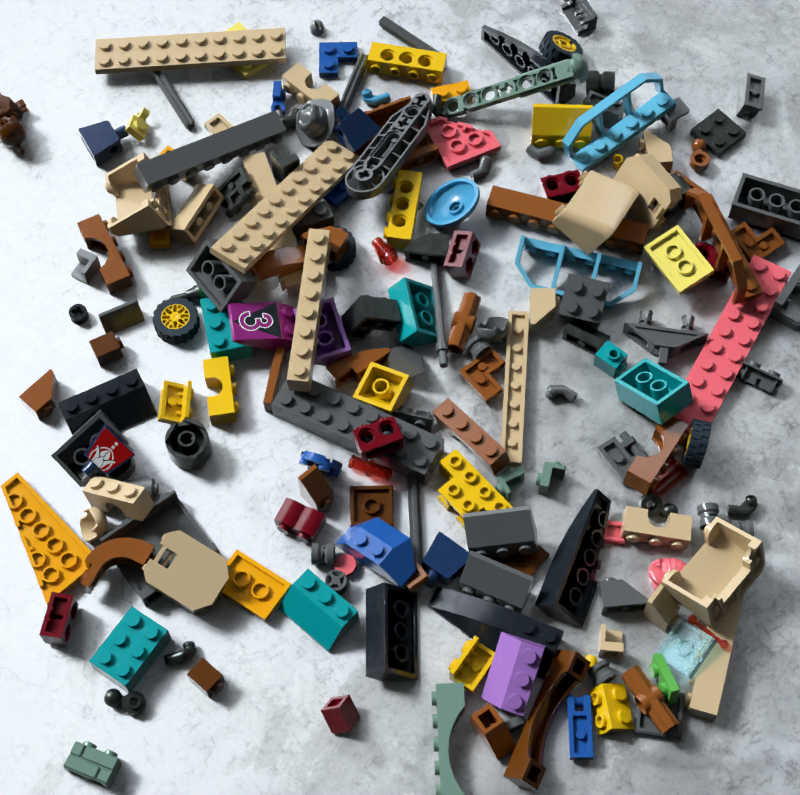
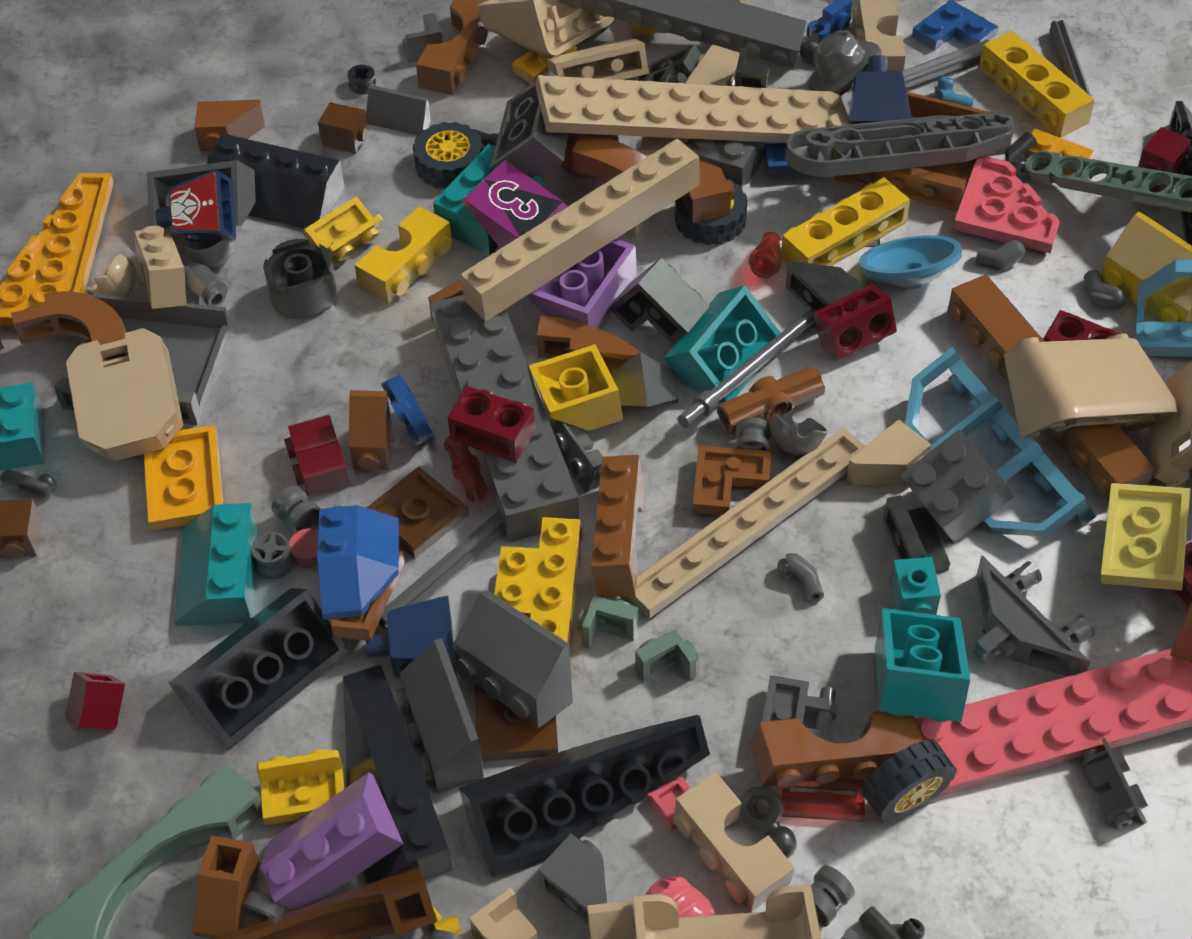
camera: 45 degrees right, 10 degrees down
(509, 64) = (1164, 153): none -> dark red brick

